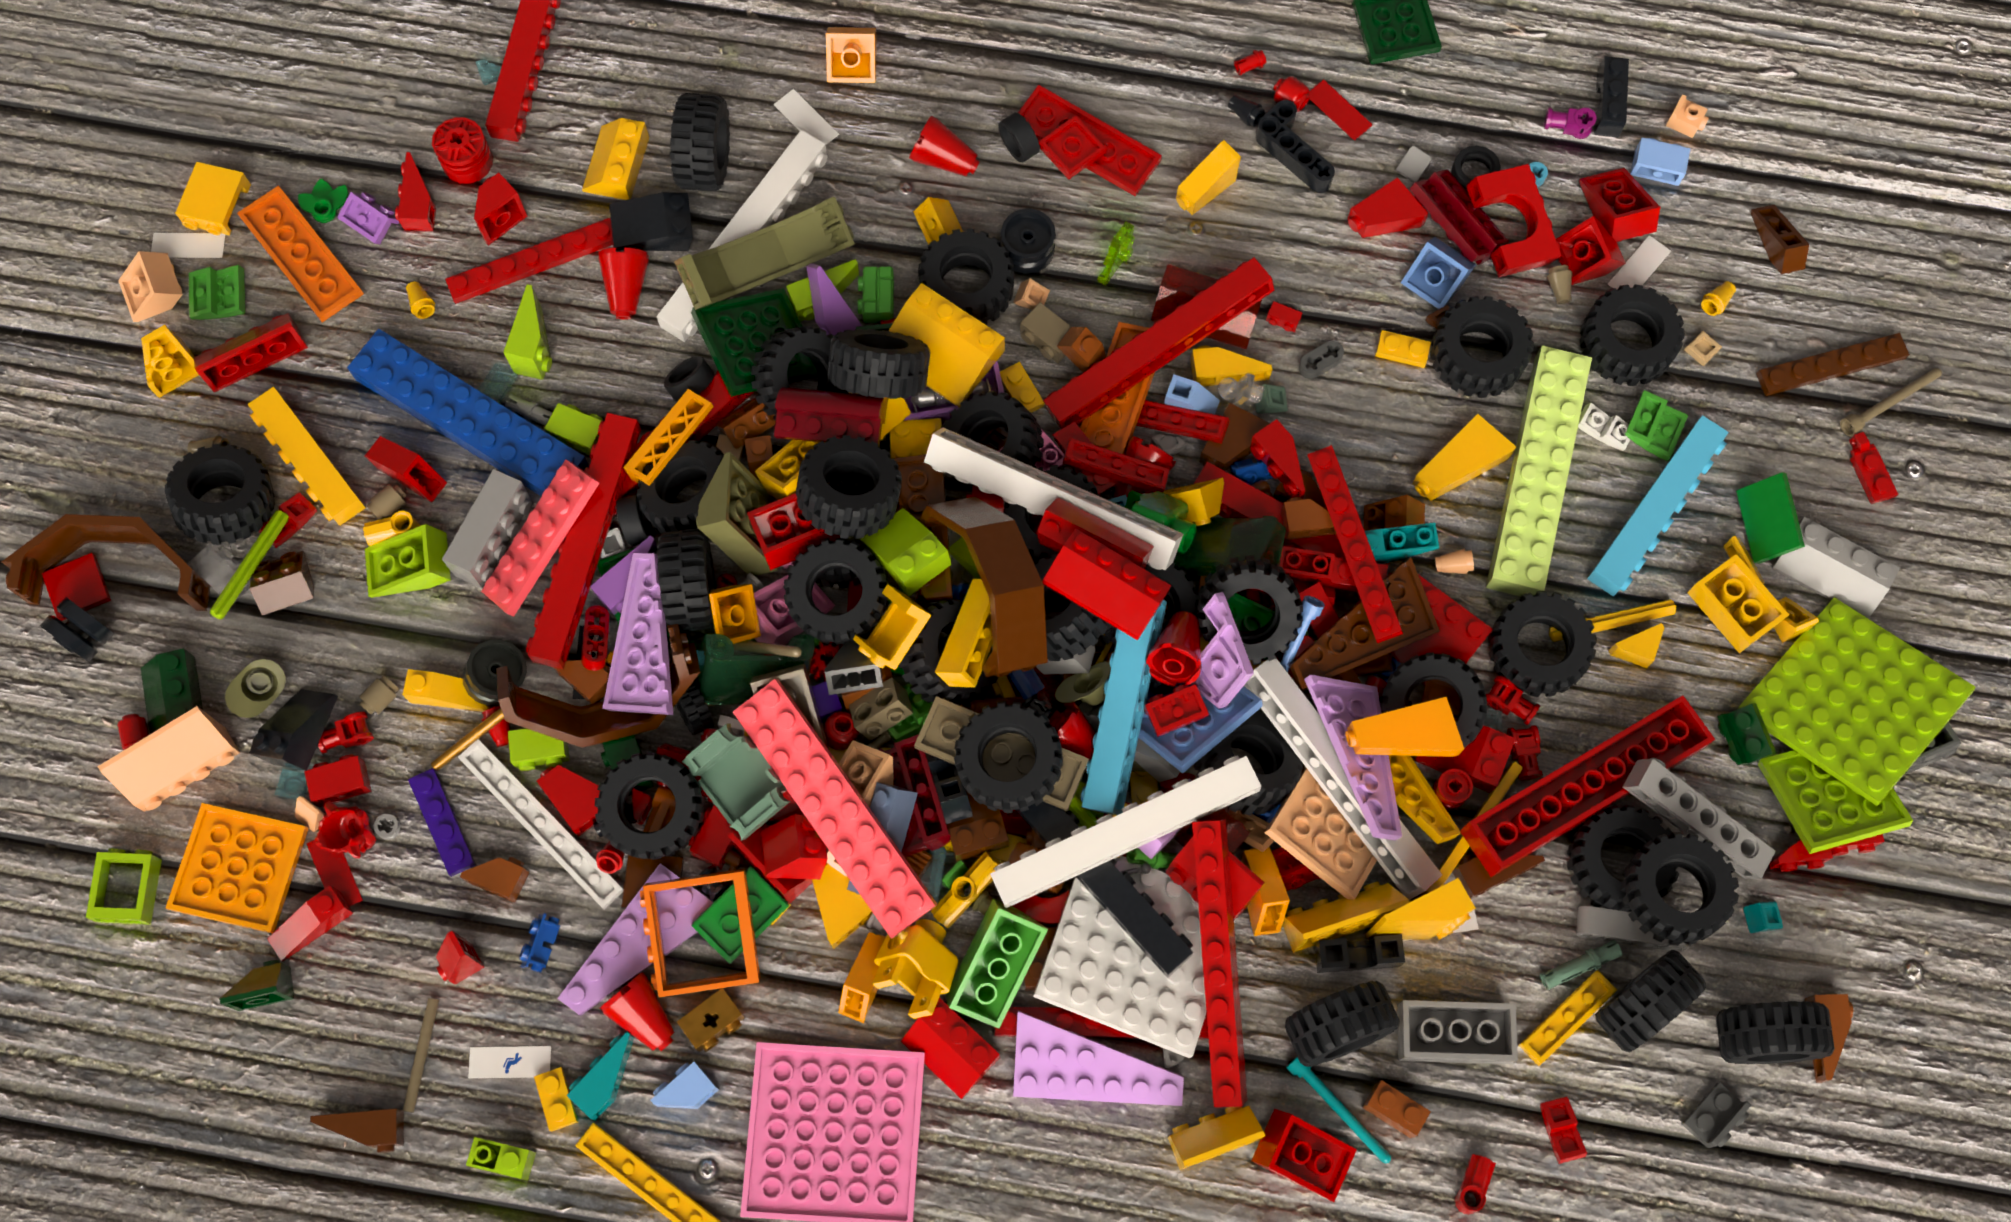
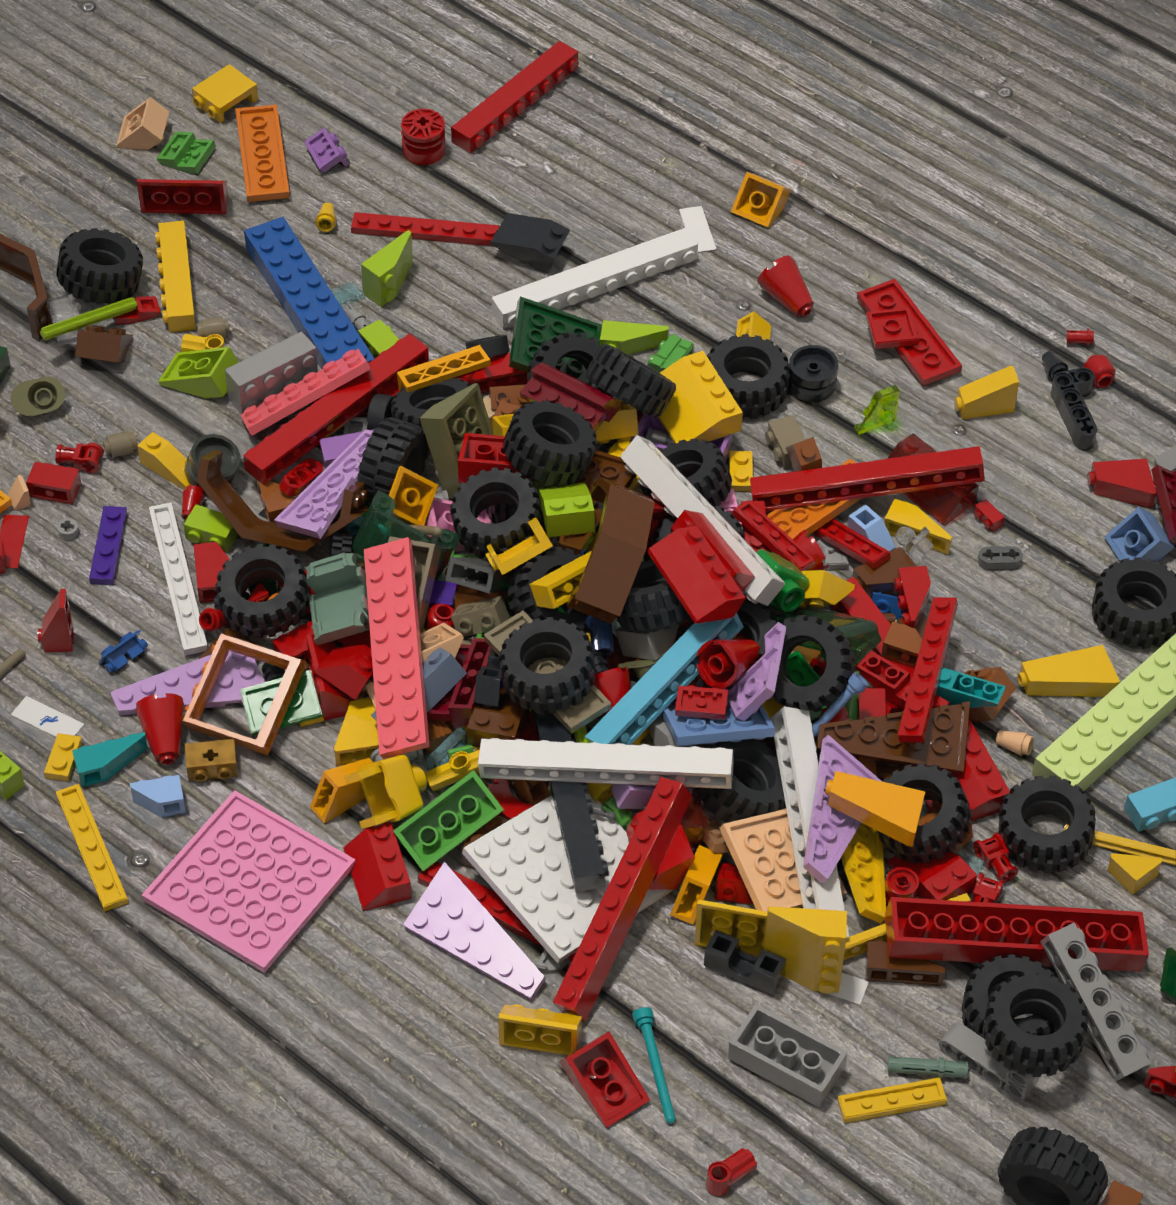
camera: 30 degrees right, 20 degrees down
(166, 361) = (120, 168): yellow wedge -> none
(189, 245) = (189, 117): white sticker -> none
(291, 785) = (18, 468): clear light blue tile -> none
(294, 730) = (40, 437): black slope -> none
(322, 199) = (301, 130): green plate -> none
(345, 830) = (37, 513): red hair -> none
(406, 468) = (242, 314): red slope -> none
(416, 206) = (366, 157): red slope -> none
(467, 740) = (165, 498): pearl gold bar -> none
(488, 71) = (476, 98): clear light blue tile -> none
(497, 208) = (421, 182): red slope -> none
(498, 877) = (123, 595): dark orange slope -> none
(617, 159) = (536, 191): yellow slope -> none
(623, 279) = (484, 264): red cone -> none
(700, 142) = (600, 197): black tyre -> none
(765, 254) = (594, 292): olive panel -> none
(829, 307) = (626, 335): medium lavender slope -> none
(1019, 137) = (853, 303): black tyre -> none
(1031, 294) = (795, 409): light nougat slope -> none
(1272, 400) = (940, 566): sand green slope -> none
(1339, 110) = (1134, 401): red sticker -> none
(1341, 1023) = (692, 988): black tyre -> none
(1396, 1109) = (700, 1085): dark orange brick -> none
(1403, 349) = (1073, 581): yellow plate -> none
(1562, 1130) = (832, 1175): red slope -> none
(1650, 1001) = (960, 1100): black tyre -> none
(1763, 917) = (1112, 1114): teal slope -> none

